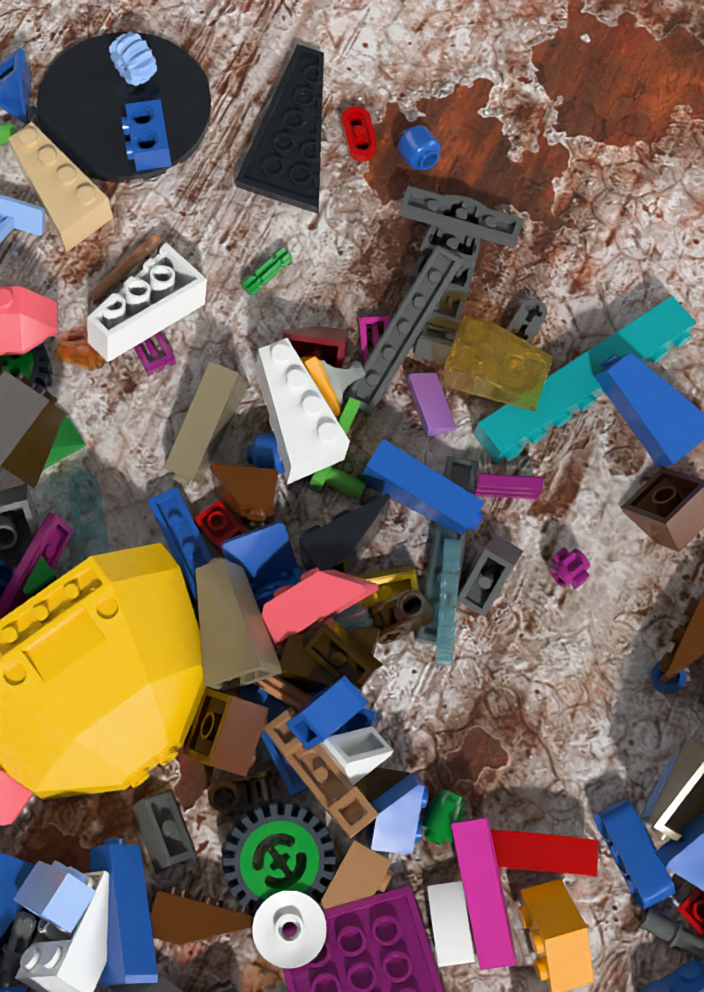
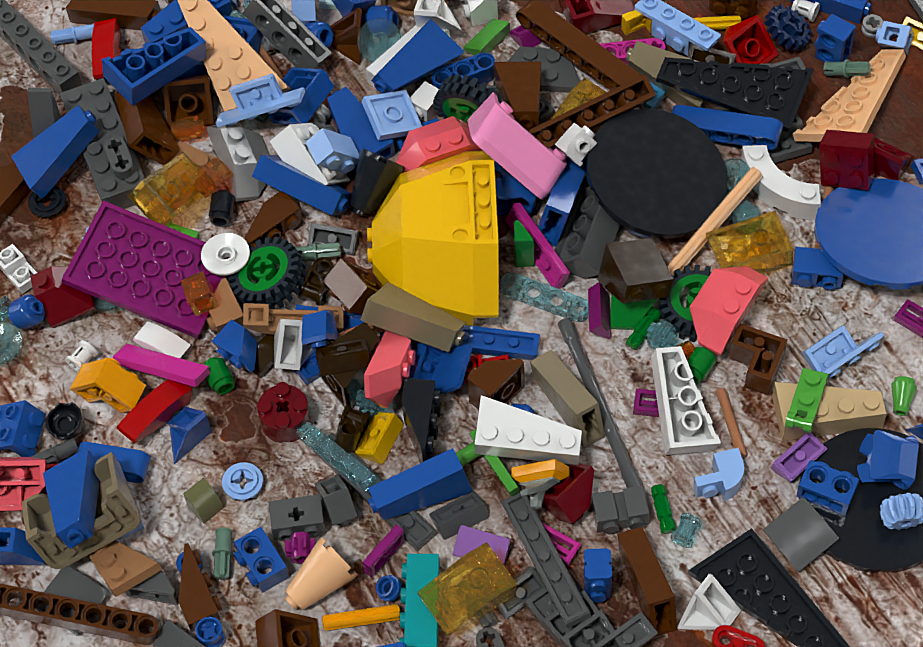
camera: 135 degrees right, 10 degrees down
(37, 262) = (761, 352): none -> reddish brown brick
(57, 825) = (372, 181): none -> black cone
(67, 379) = (661, 335): none -> clear light blue gear
(68, 185) = (806, 399): none -> bright green plate
(73, 326) = (701, 363): none -> green brick
(74, 408) = (640, 332): none -> green axle
(76, 460) = (599, 311): none -> magenta slope
(78, 92) = (889, 459): none -> blue piece
(127, 185) = (797, 457): none -> medium lavender slope
(127, 471) = (571, 338): none -> dark grey piece
(195, 229) = (727, 476): none -> light blue brick
(199, 831) = (322, 250): none -> sand green axle
(211, 138) = (800, 534): none -> dark grey slope
(276, 235) = (686, 530): none -> clear light blue bush
(296, 301) = (620, 509): none -> dark grey brick
(341, 178) = (709, 607): none -> white slope
(355, 232) = (648, 580): none -> reddish brown slope
(368, 913) = (199, 293): none -> clear orange brick
(388, 269) = (597, 574): none -> blue brick
(414, 445) = (464, 511): none -> dark grey slope
(453, 691) = (283, 412): none -> dark red brick
(532, 800) = (187, 431): none -> blue slope
(542, 674) = (234, 474): none -> light blue gear
(548, 457) = (383, 586): none -> blue plate
(548, 612) = (286, 511): none -> dark grey brick
(584, 522) = (318, 576): none -> light nougat cone
(587, 464) = (361, 617): none -> light orange axle
(598, 712) = (203, 500): none -> olive brick
(606, 596) = (264, 558): none -> blue brick
(633, 647) = (222, 553): none -> sand green axle
(633, 951) = (65, 421): none -> black hair

